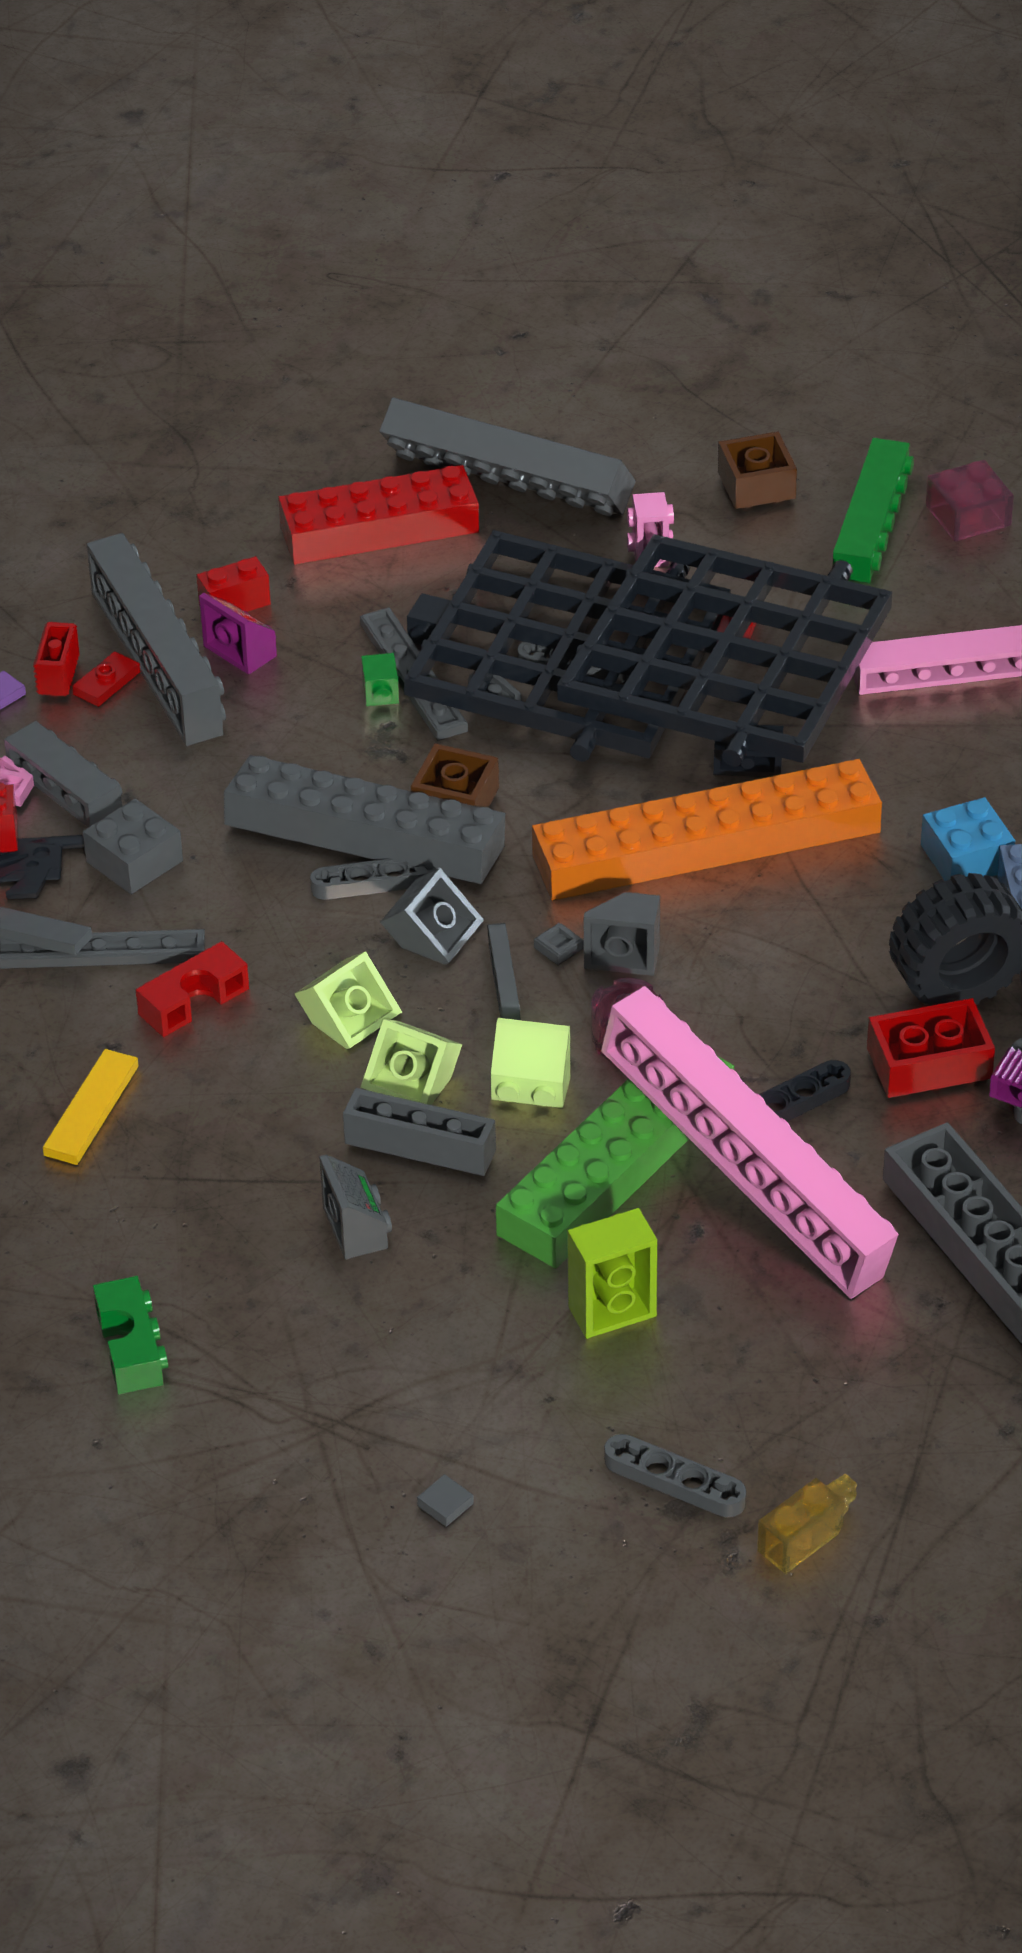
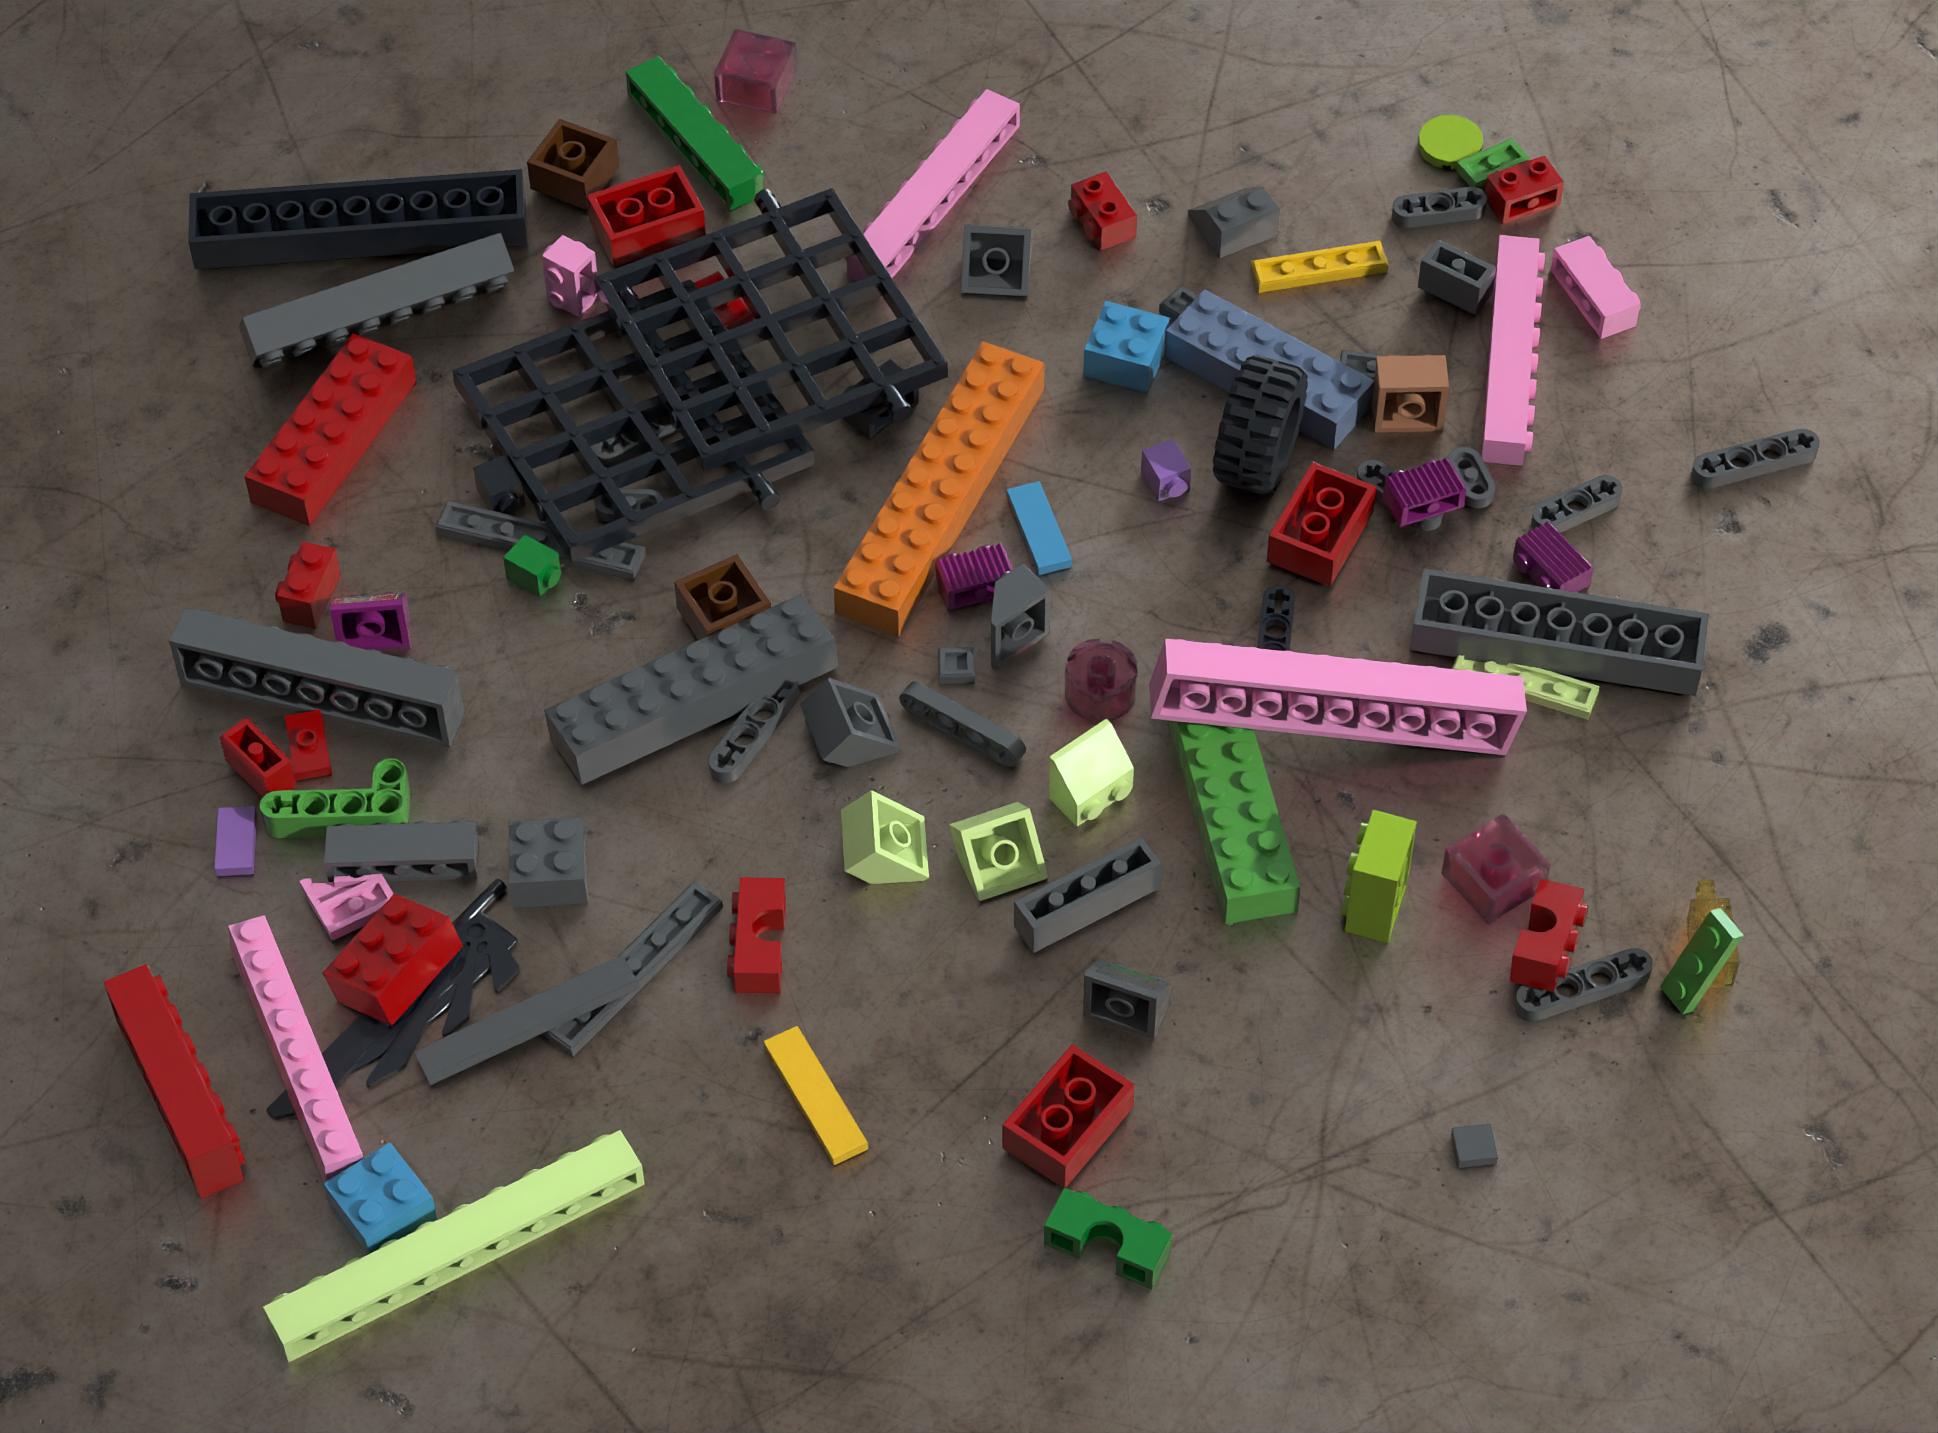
camera: 50 degrees left, 10 degrees up
(95, 740) = (290, 812): none -> bright green beam
(207, 1242) = (1068, 1116): none -> red brick
(573, 407) = (355, 218): none -> black brick
(660, 1425) = (1554, 916): none -> red arch
(672, 894) = (971, 575): none -> magenta brick
(715, 1347) = (1495, 868): none -> clear pink brick
(740, 907) = (1039, 528): none -> dark azure tile
(752, 1513) = (1701, 961): none -> bright green plate
(759, 528) = (646, 215): none -> red brick
(873, 936) = (1166, 470): none -> medium lavender brick
(938, 1272) = (1542, 686): none -> yellowish green tile
(962, 725) = (996, 259): none -> dark grey slope

